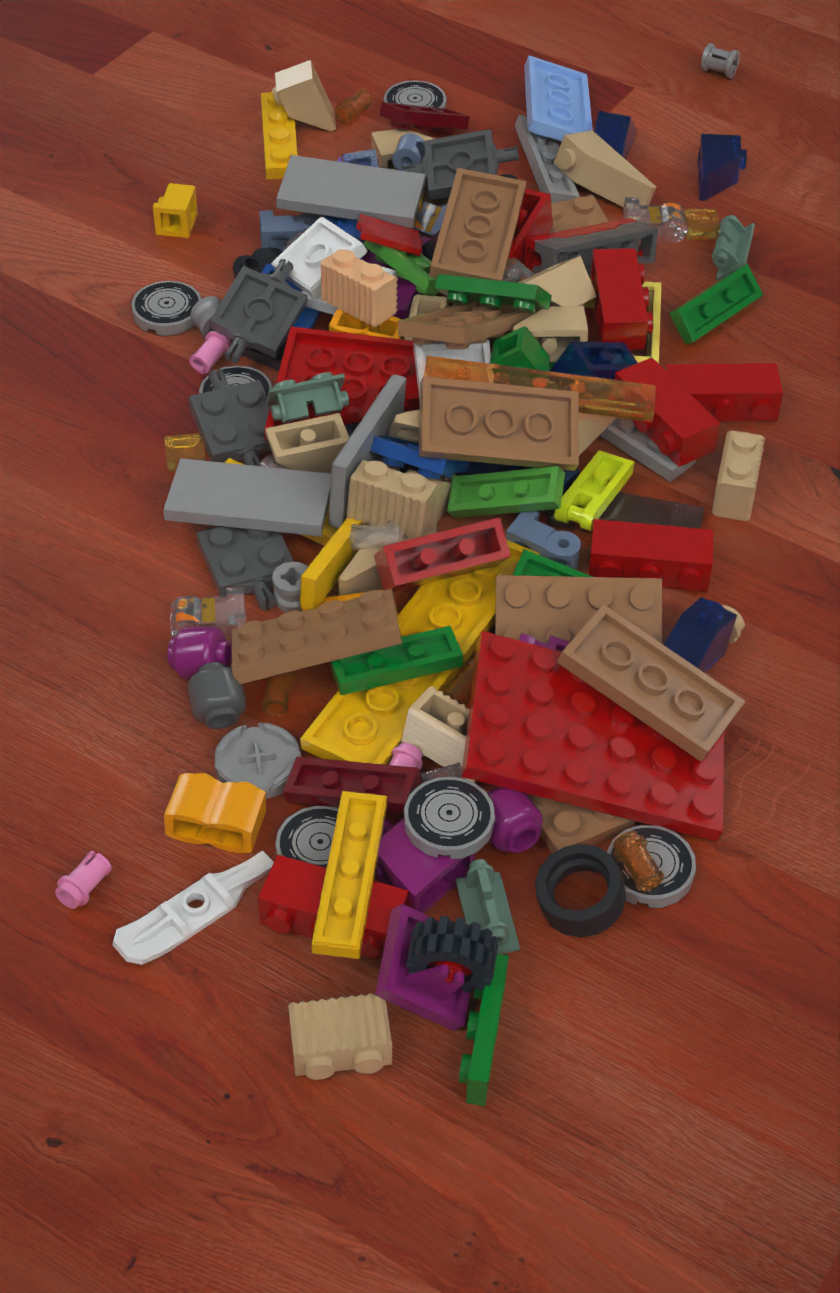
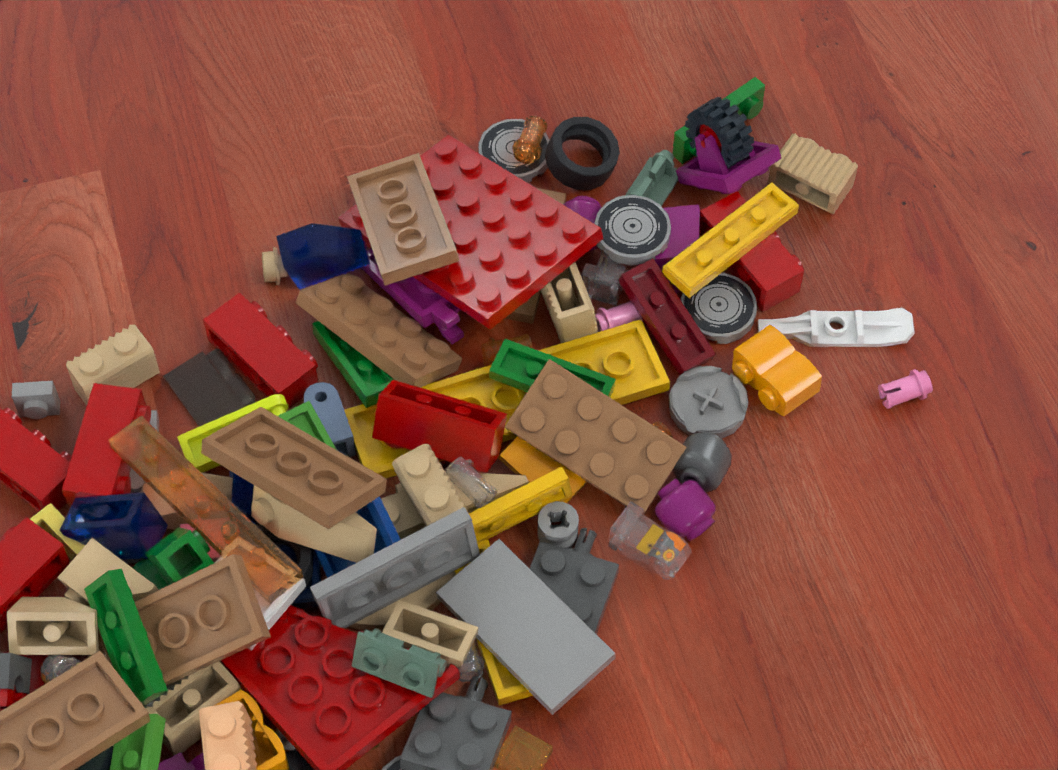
camera: 140 degrees left, 10 degrees up
(766, 424) = (36, 399): none -> light grey plate

